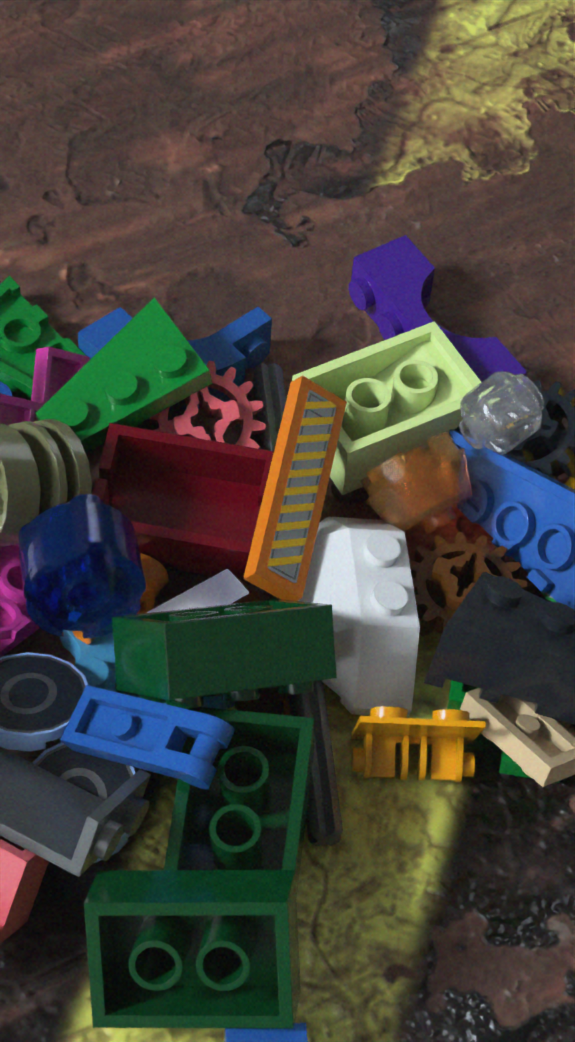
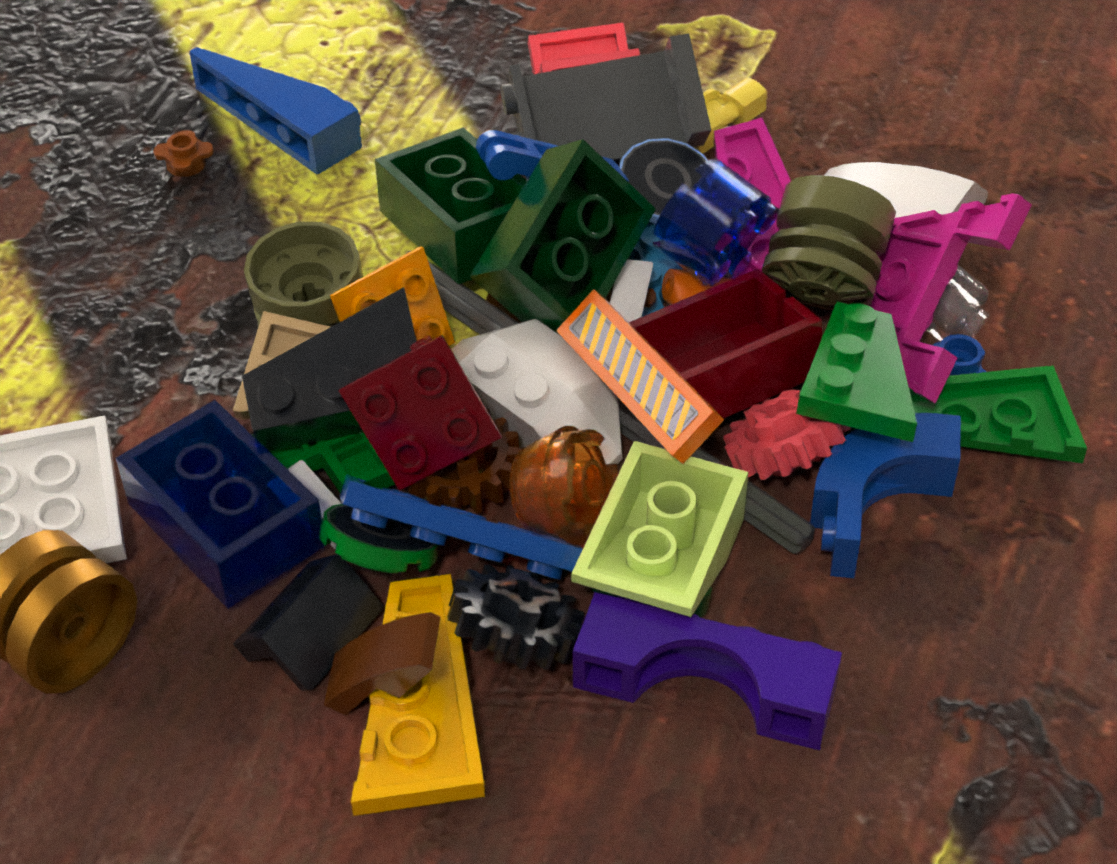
camera: 145 degrees right, 5 degrees down
(193, 949) = (407, 109): dark green brick -> none
(471, 811) = (299, 269): none -> olive wheel
(480, 547) = (420, 412): none -> dark red hinge
(501, 412) = (541, 544): clear head -> none

